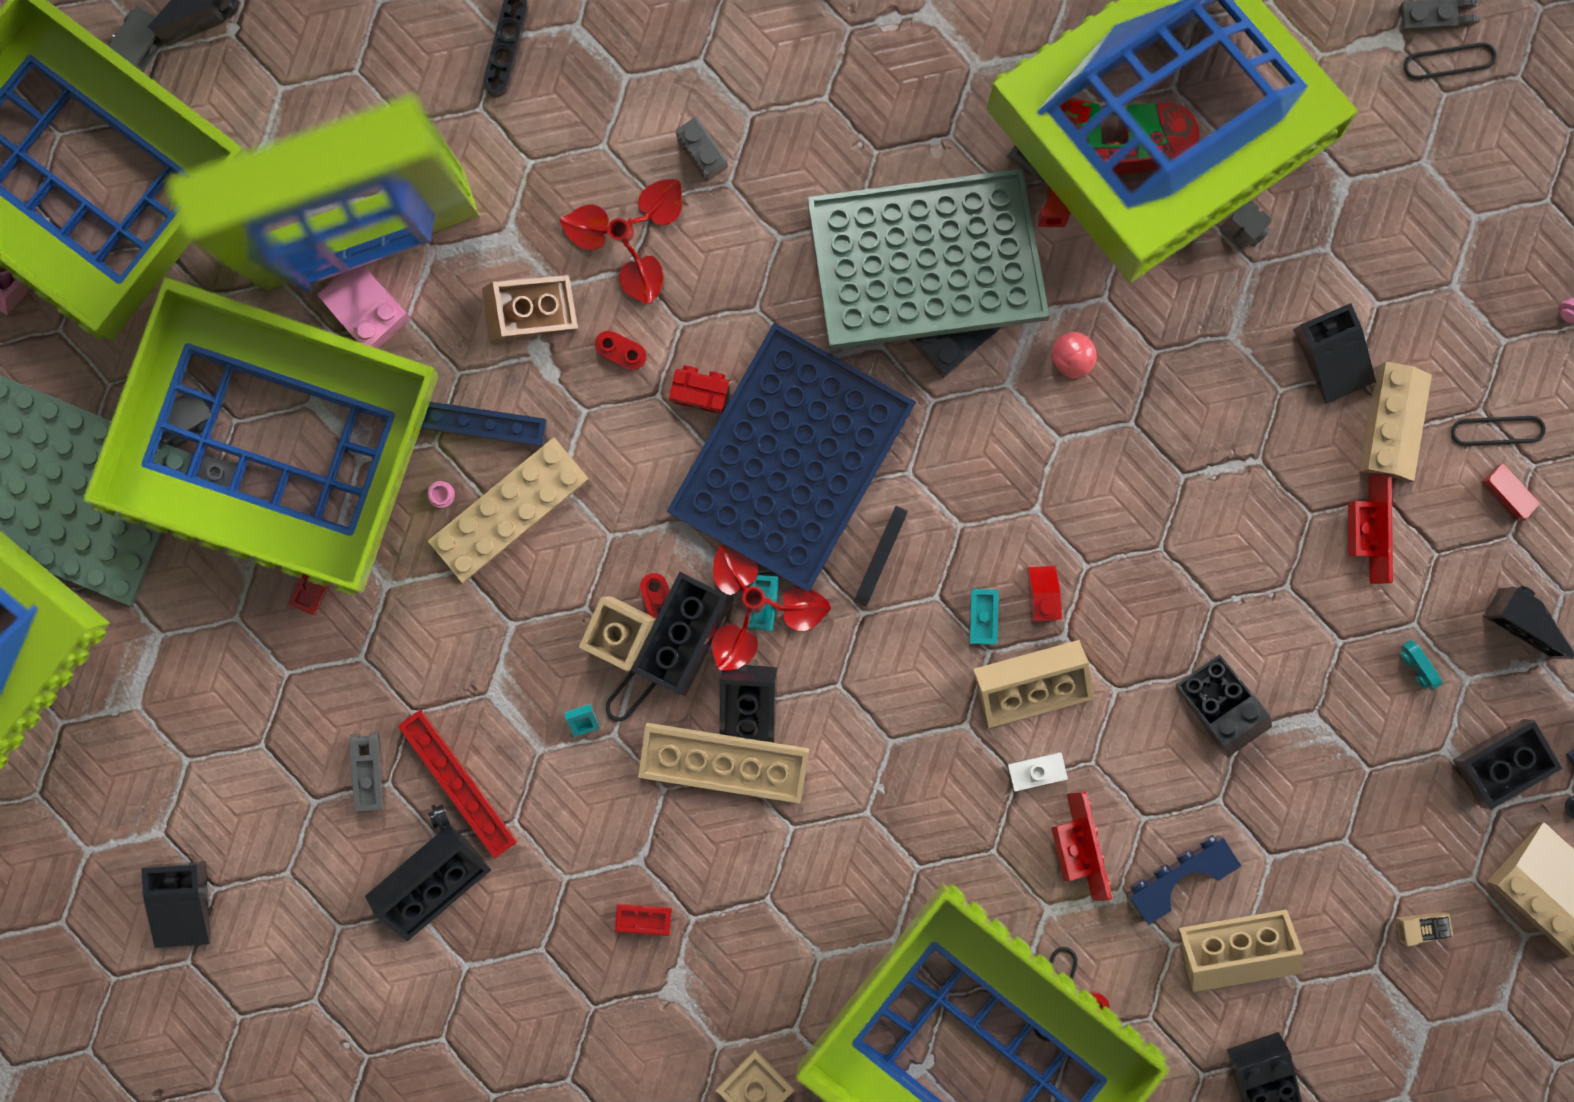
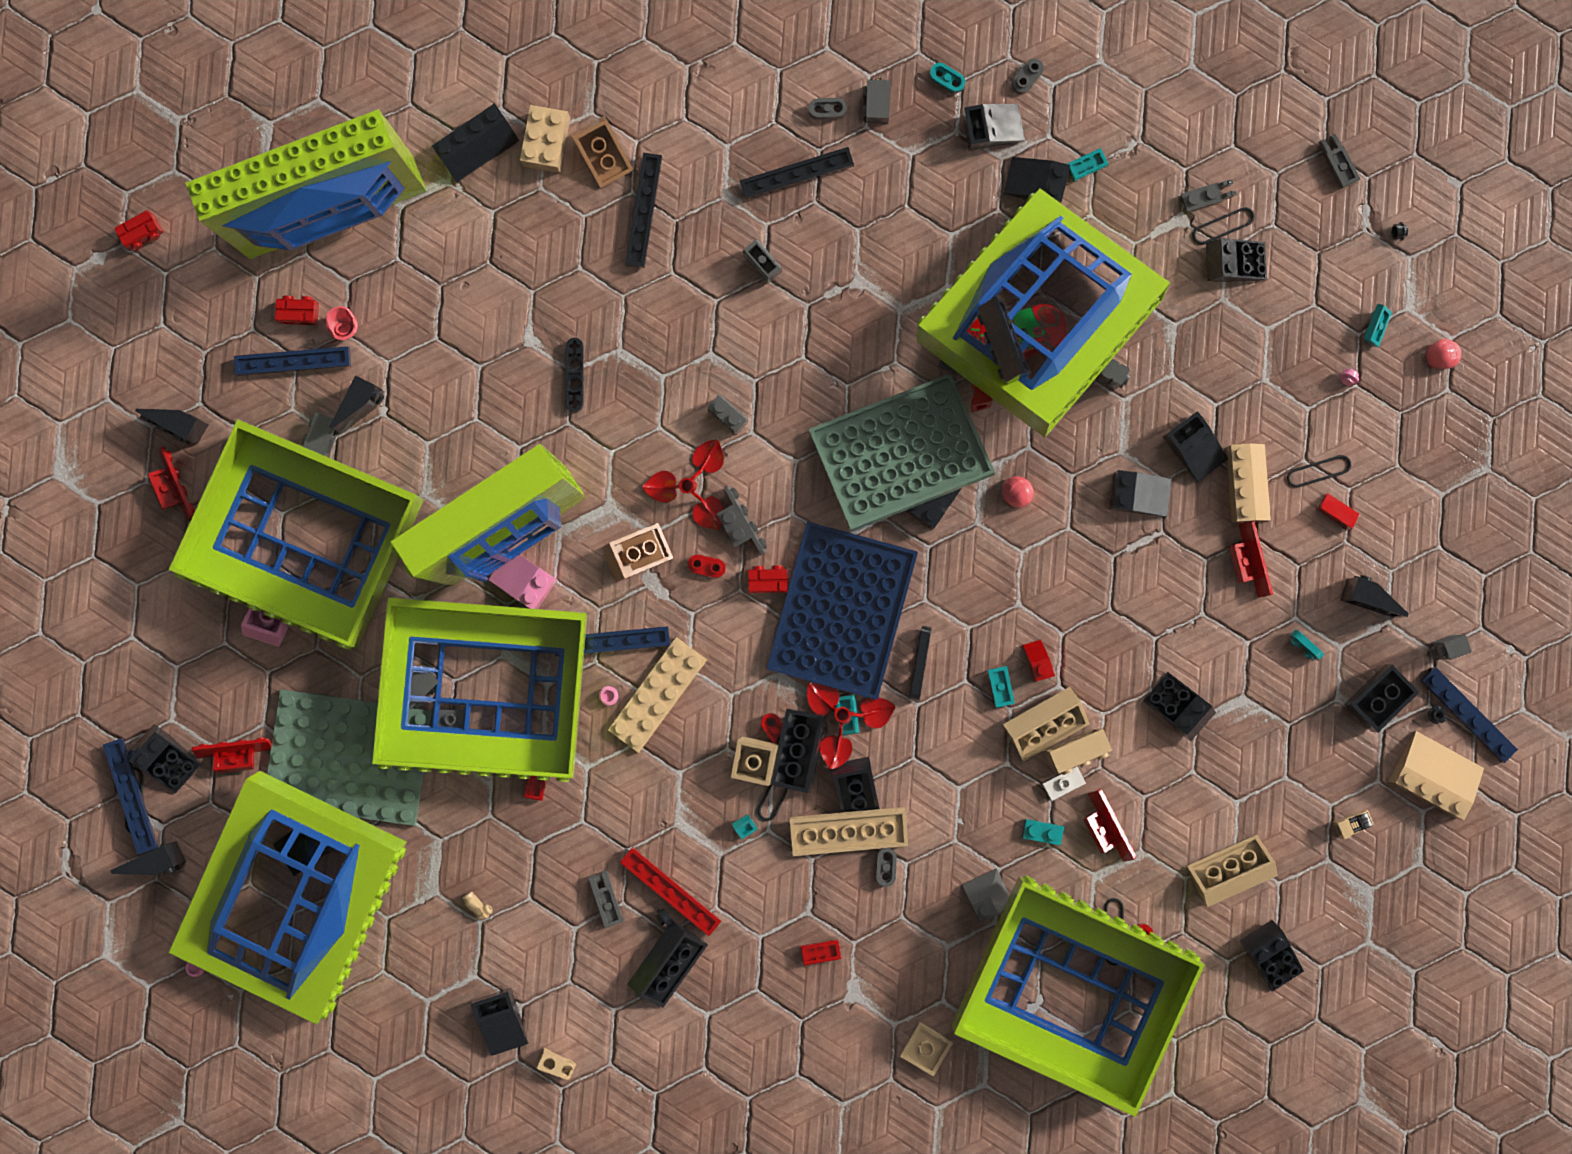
camera: 15 degrees left, 0 degrees up
(186, 737) = (476, 906): none -> tan arm
(239, 982) = (555, 1064): none -> tan leg
(678, 303) = (738, 524): none -> dark grey bracket
(763, 824) = (886, 866): none -> dark grey plate
(892, 898) = (987, 895): none -> dark grey slope
(991, 831) = (1043, 832): none -> teal plate
(1068, 731) = (1078, 751): none -> tan brick
(1105, 127) = (1003, 340): none -> black slope
(1153, 896) = (1163, 848): dark blue arch -> none
(1243, 399) = (1140, 493): none -> slope
(1455, 111) = (1236, 260): none -> black slope

